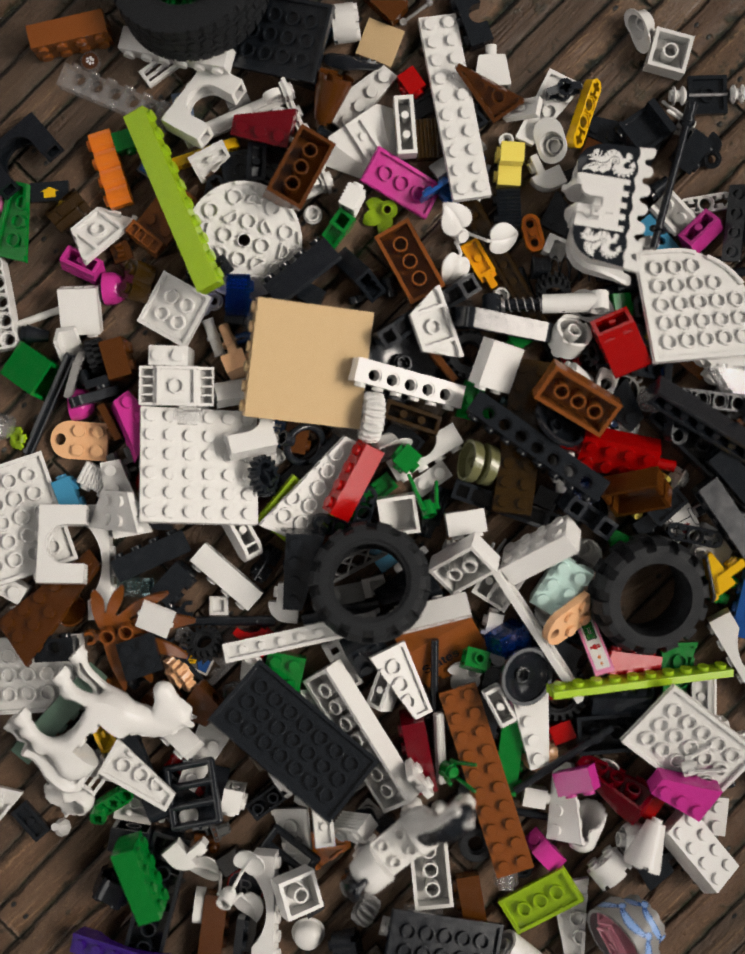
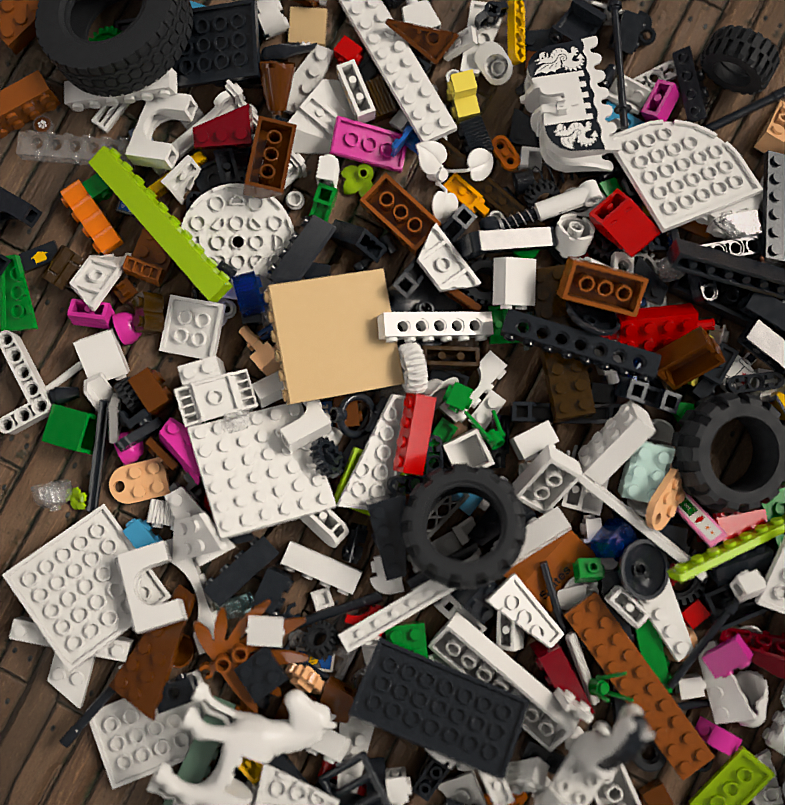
camera: 20 degrees left, 5 degrees down
(213, 337) = (237, 342): white pin -> none
(451, 678) = (571, 596): none -> white sticker
(478, 462) = (527, 379): olive wheel -> none
(506, 883) = (691, 783): clear head -> none
(545, 180) = (499, 101): white brick -> none
(618, 722) = (748, 585): none -> white brick

